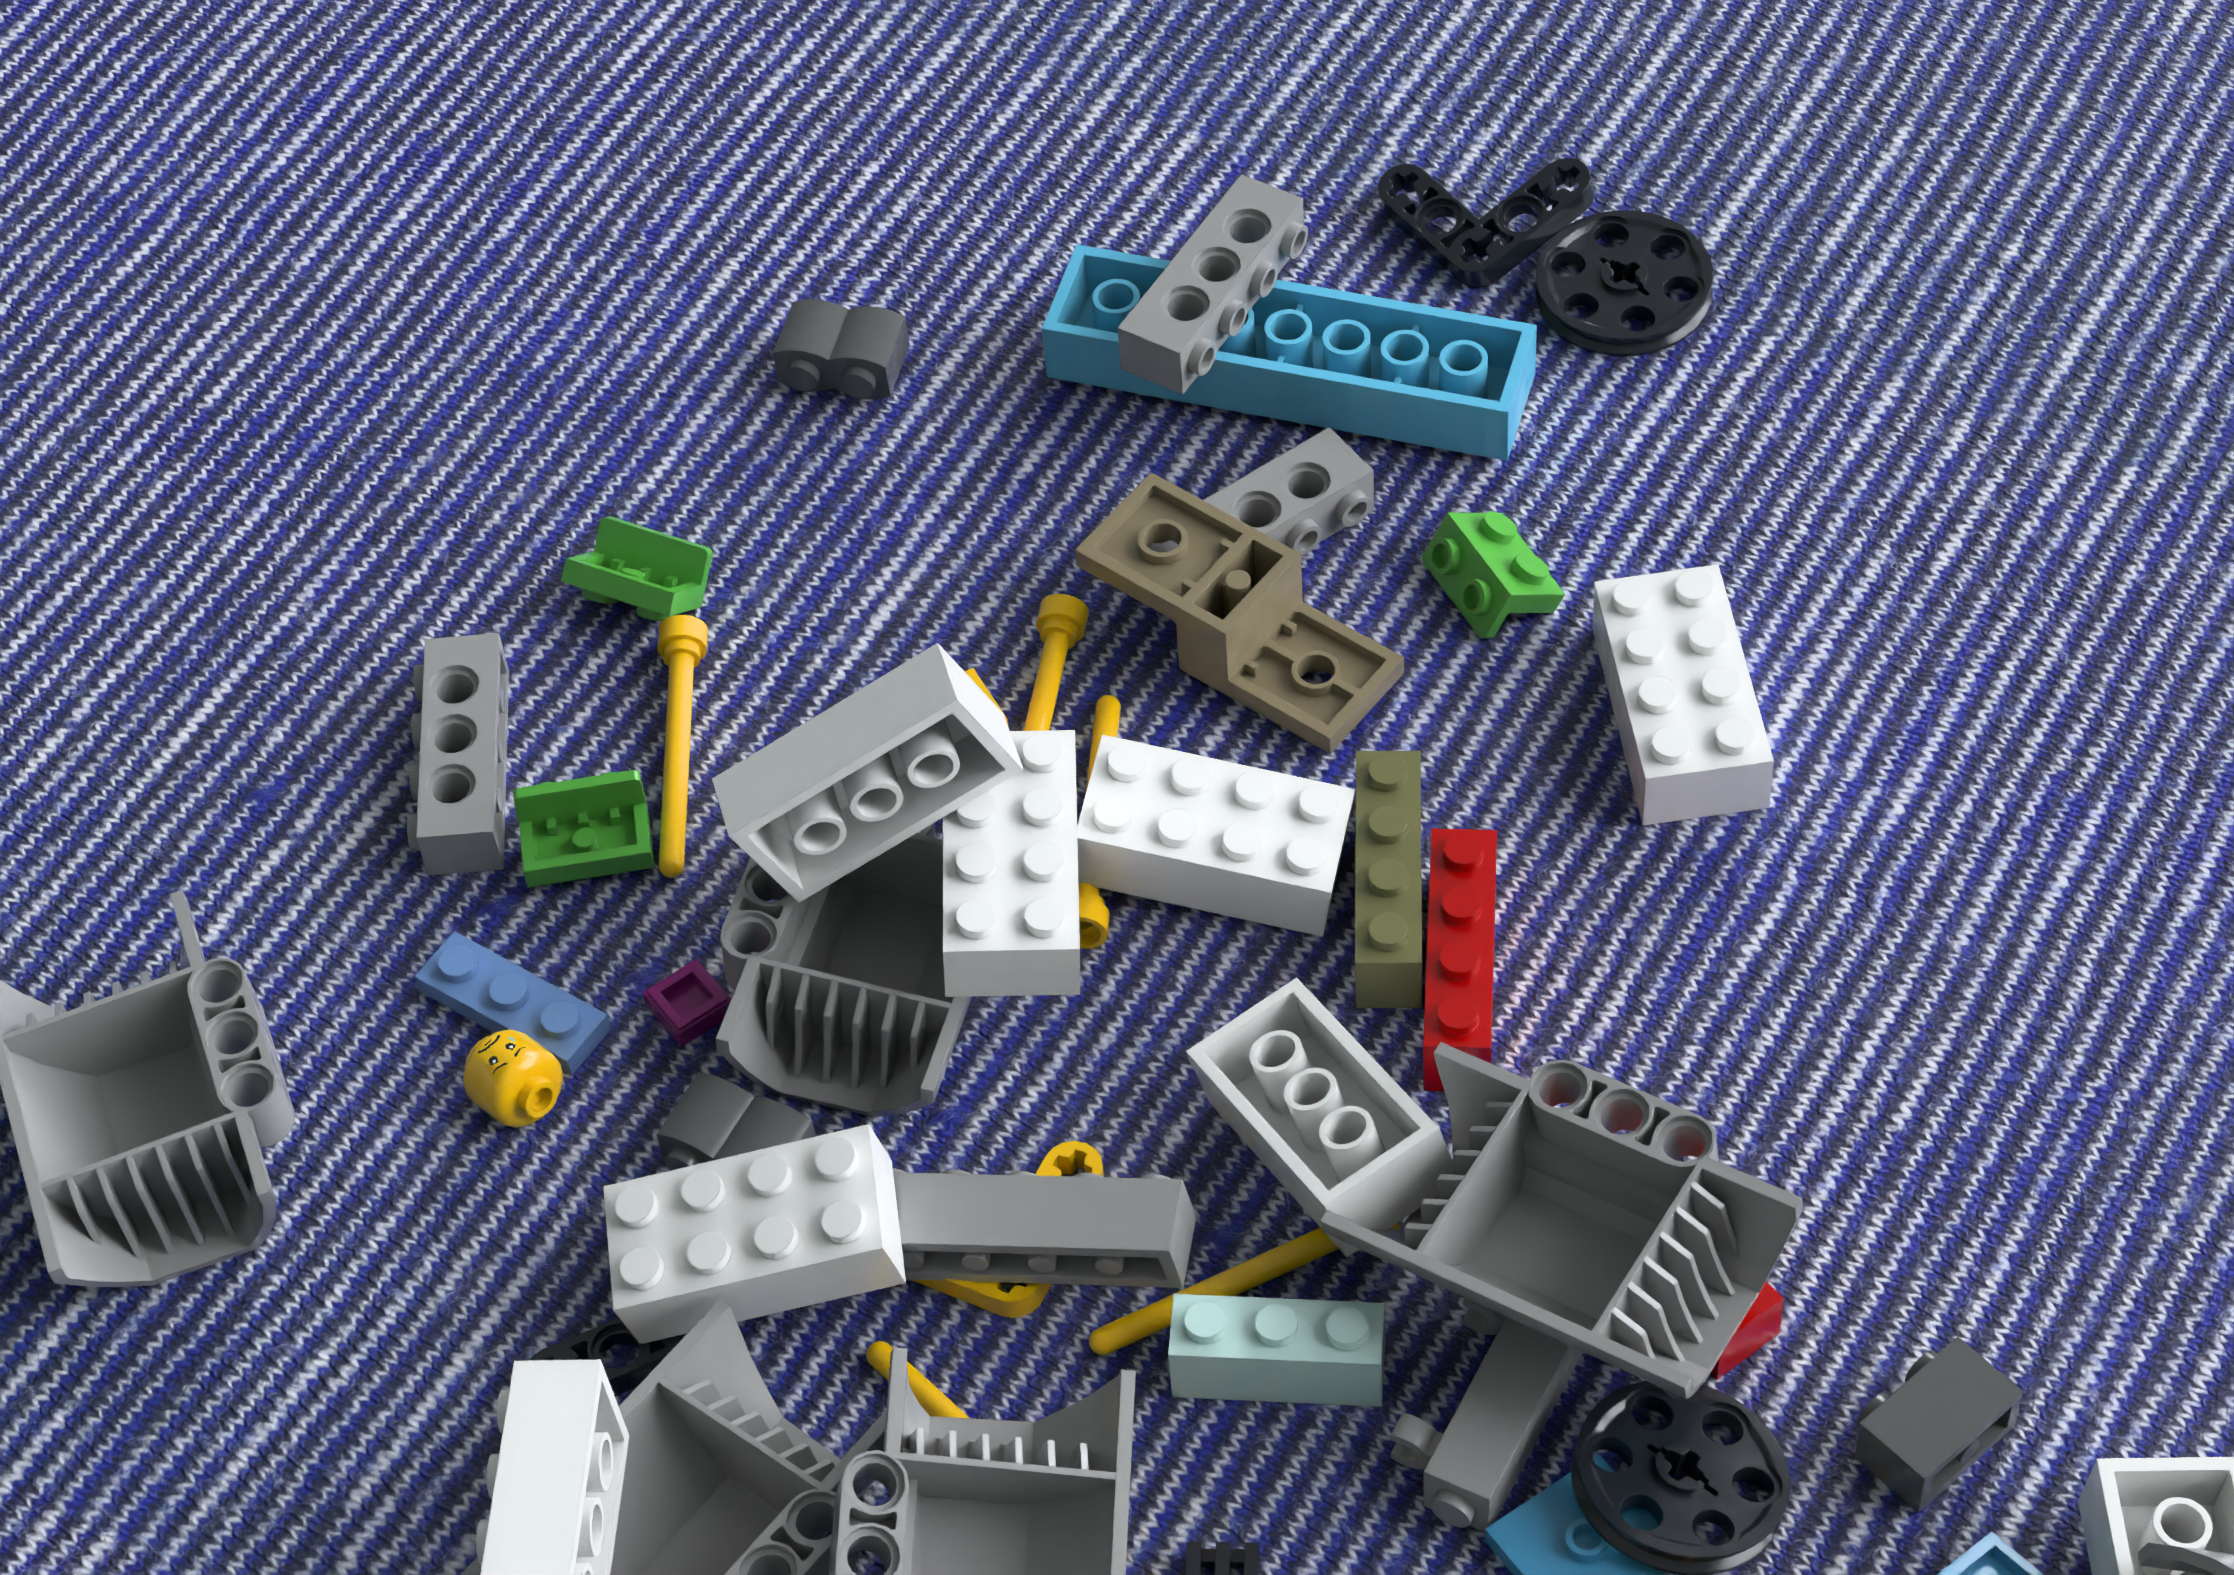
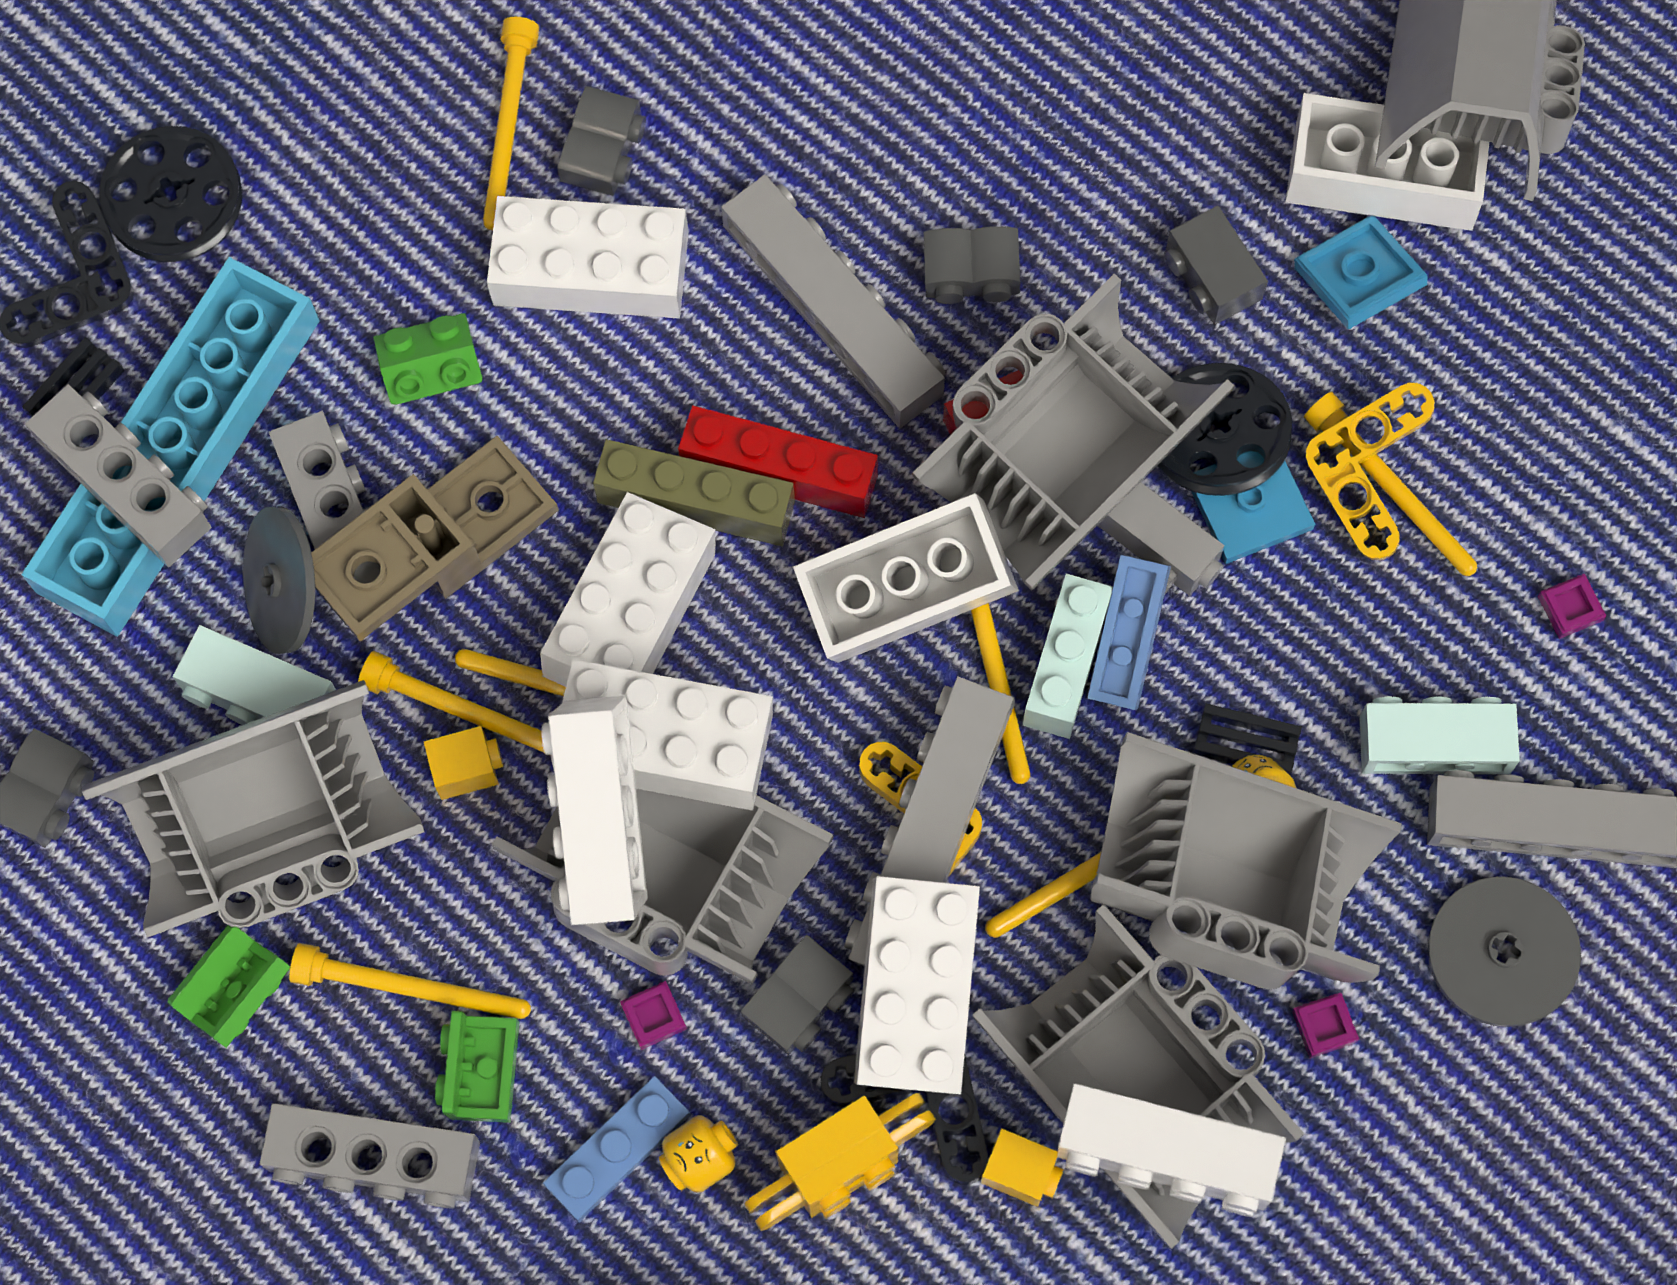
camera: 80 degrees left, 20 degrees up
(519, 1214) = (838, 1159): none -> yellow brick
(848, 534) = (261, 807): none -> light grey panel
(1010, 509) = (242, 678): none -> light aqua brick
(1129, 474) = (279, 580): none -> dark grey piece
(1329, 1410) = (1129, 632): none -> medium blue plate
(1348, 252) = (69, 367): none -> black tile
(1728, 958) = (833, 300): none -> light grey brick
(1829, 1121) = (972, 263): none -> dark grey brick
(1853, 670) = (601, 140): none -> dark grey brick
(1966, 557) = (519, 39): none -> yellow piece

